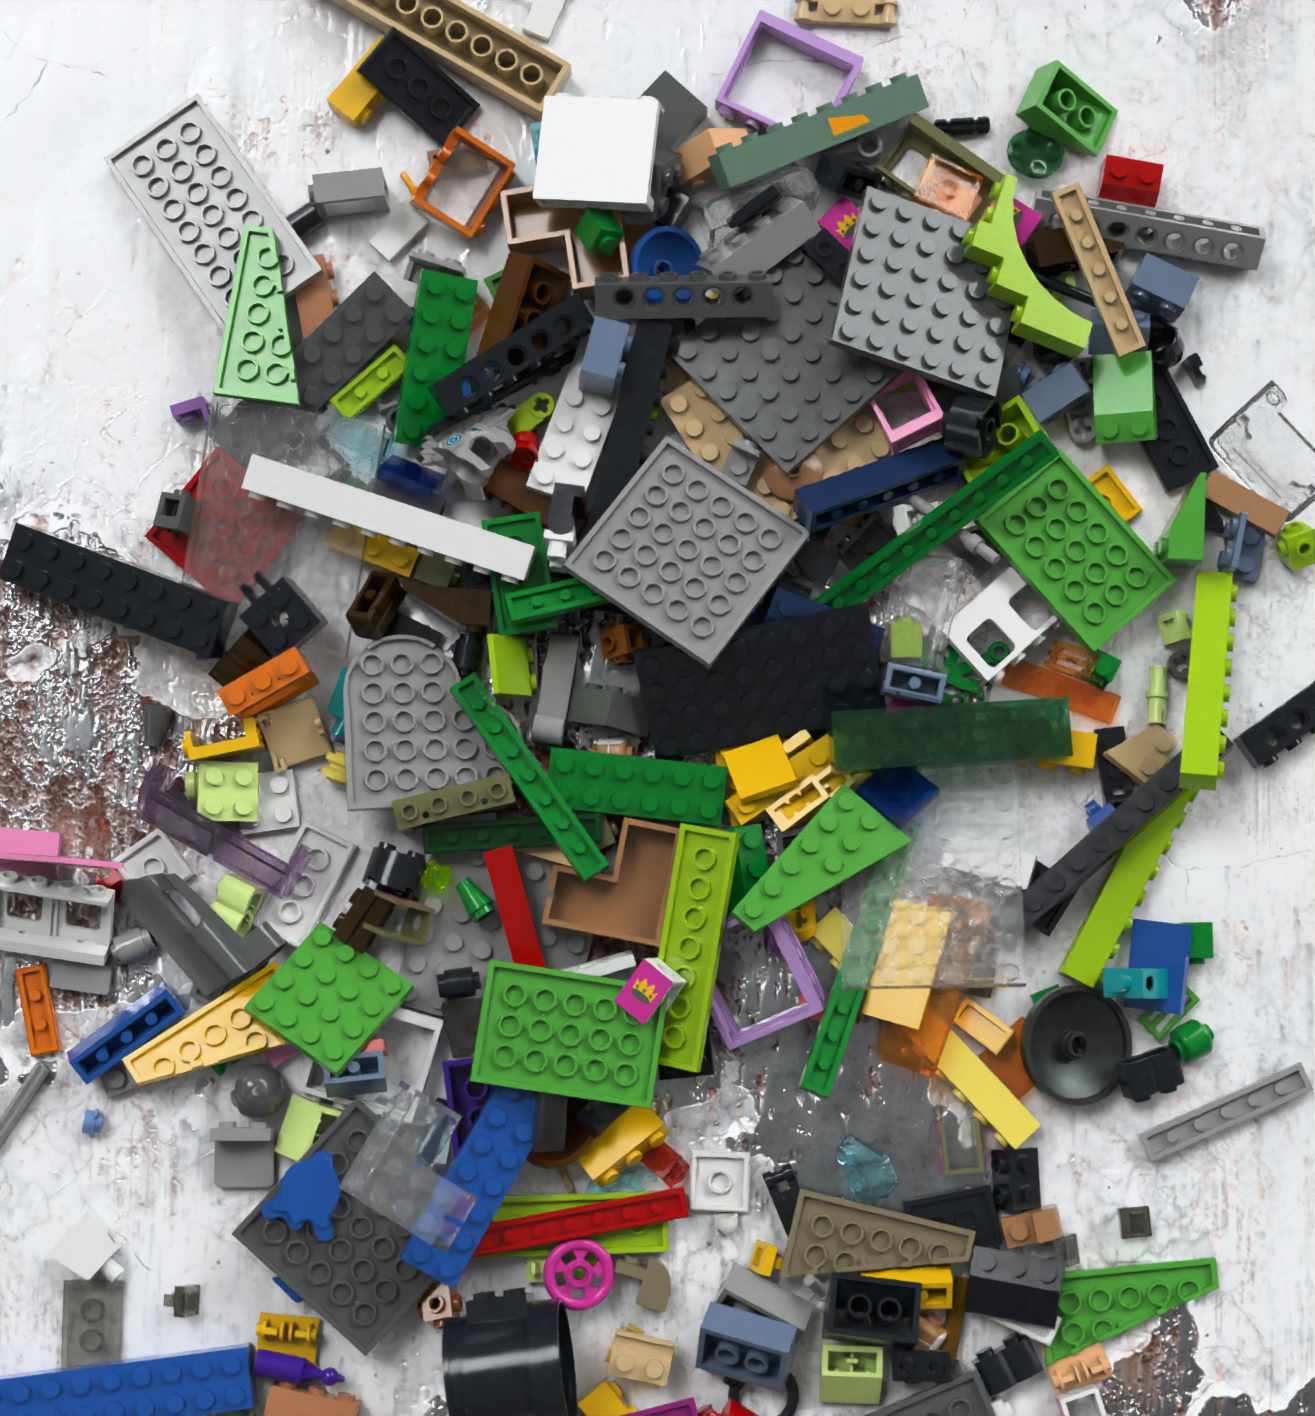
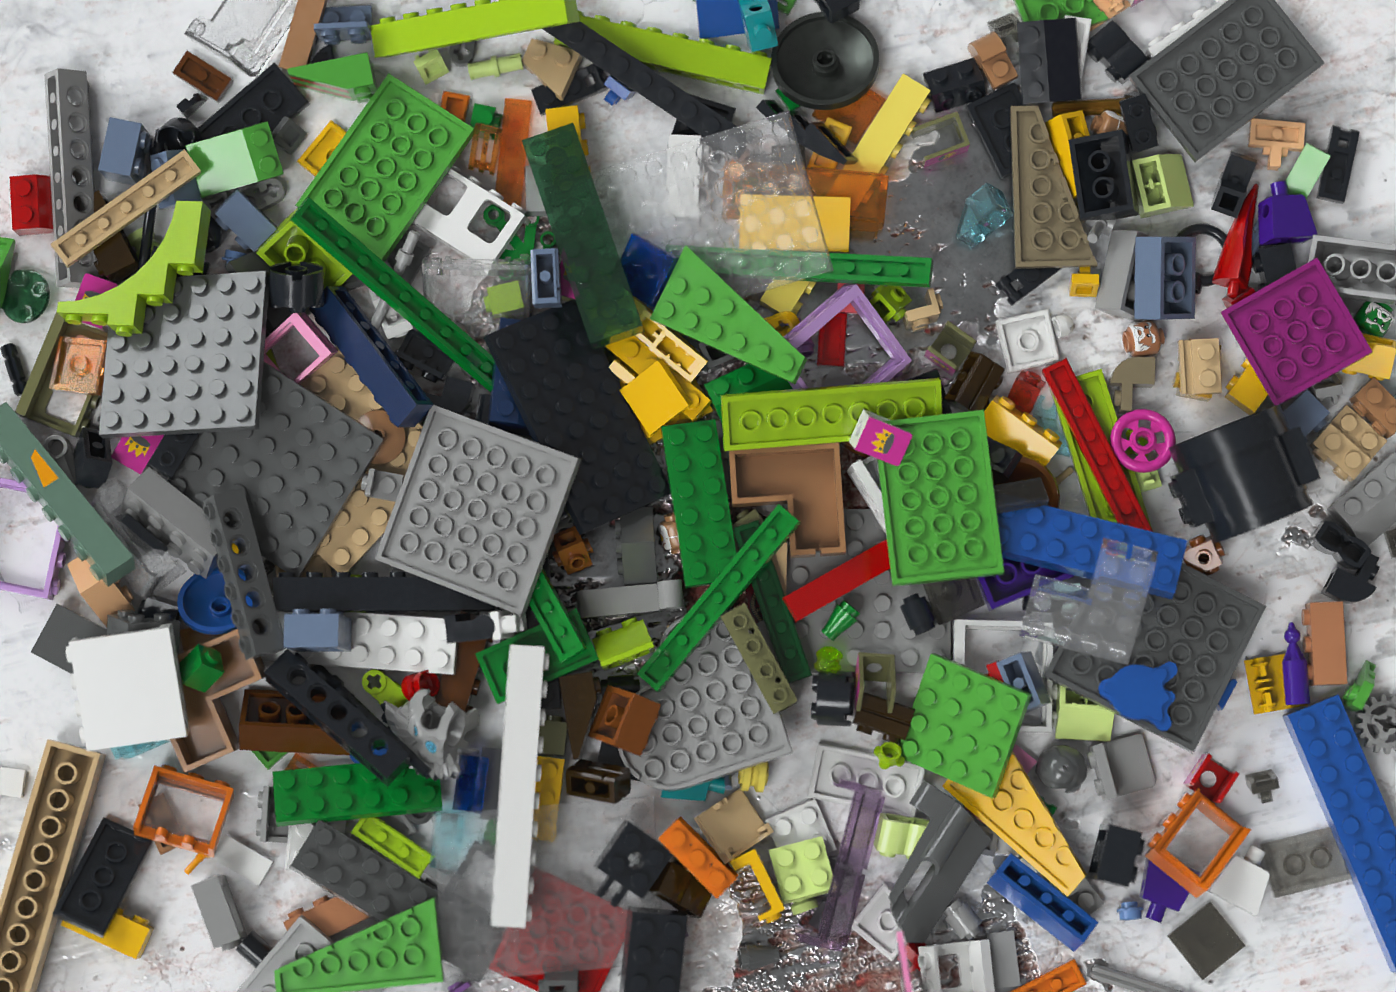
camera: 100 degrees left, 0 degrees up
(40, 1194) = (1206, 940): none -> clear smoke tile
(107, 1167) = (1160, 891): none -> dark purple torso
(140, 1211) = (1196, 843): none -> window
(148, 1121) = (1116, 855): none -> black brick
(191, 1254) = (1223, 782): none -> red piece
(328, 917) = (889, 749): none -> lime plate
(429, 647) = (624, 720): none -> dark orange slope
(687, 1111) = (975, 383): none -> dark brown brick
(688, 1305) = (1143, 339): none -> nougat head
(745, 1100) = (959, 339): none -> olive piece
(771, 972) = (832, 342): none -> red tile
(772, 1073) = (921, 317): none -> tan bracket
(795, 1042) = (890, 302): none -> lime brick
(996, 1008) = (812, 136): none -> black slope
(1125, 643) = (456, 104): none -> orange tile
(1137, 461) = (288, 135): none -> dark grey plate
(1222, 389) = (202, 76): none -> reddish brown plate

